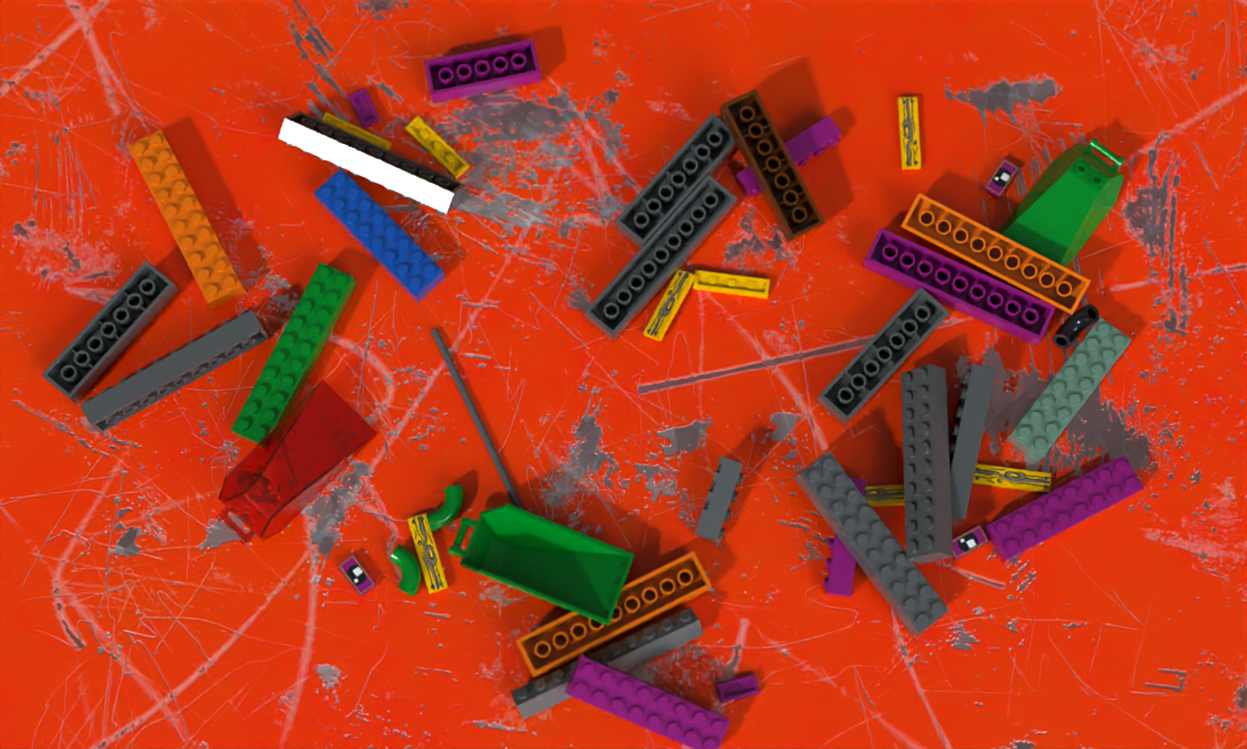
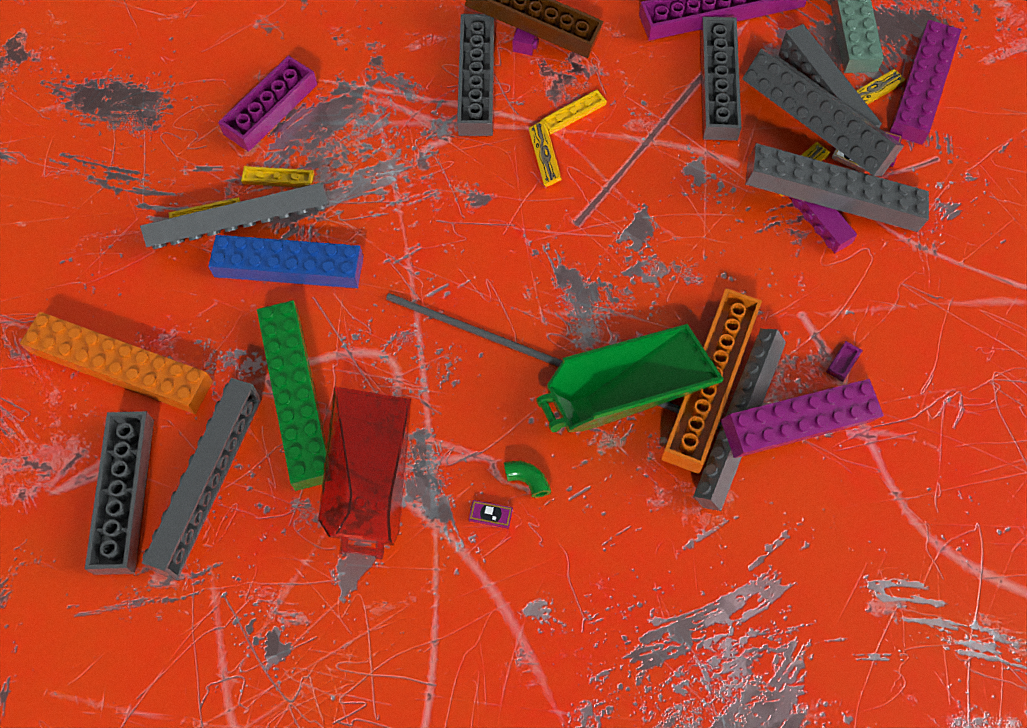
camera: 40 degrees left, 10 degrees down
(364, 108) = (197, 190): magenta tile -> none
(427, 553) = (531, 453): yellow tile -> none
(449, 510) = (518, 408): green cylinder -> none
(660, 258) = (510, 129): dark grey brick -> none
(719, 499) = (705, 244): dark grey wedge -> none

